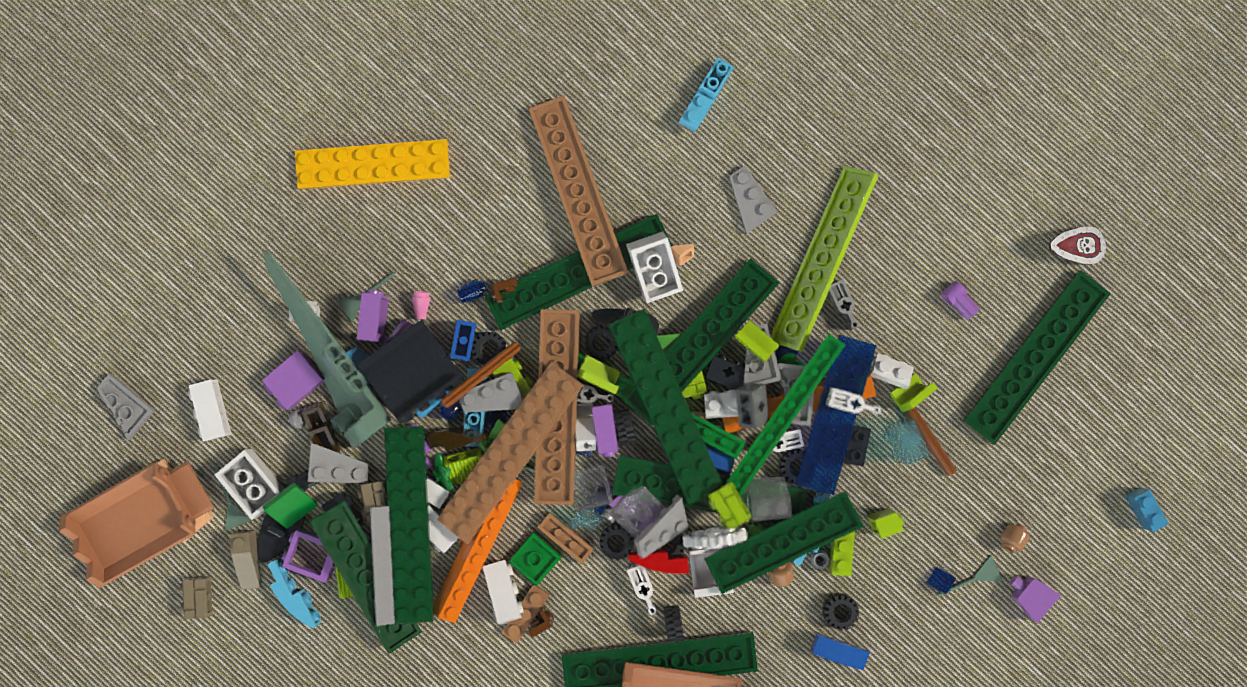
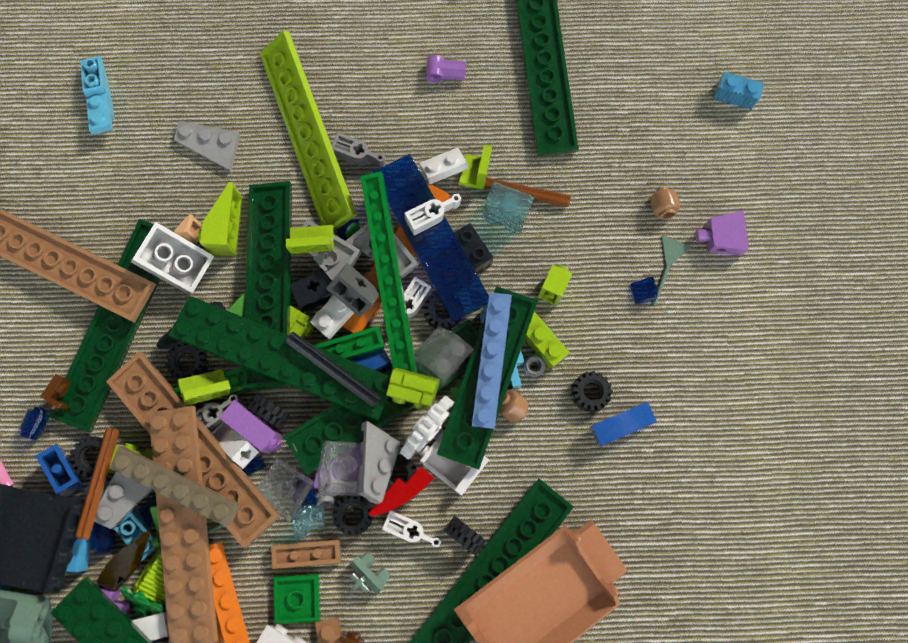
camera: 50 degrees left, 10 degrees down
(527, 426) = (175, 486): none -> dark tan plate
(588, 587) = (374, 581): none -> sand green hips
(691, 447) = (333, 369): none -> black axle
(704, 274) = (222, 224): none -> lime slope
(796, 536) = (491, 360): none -> medium blue plate

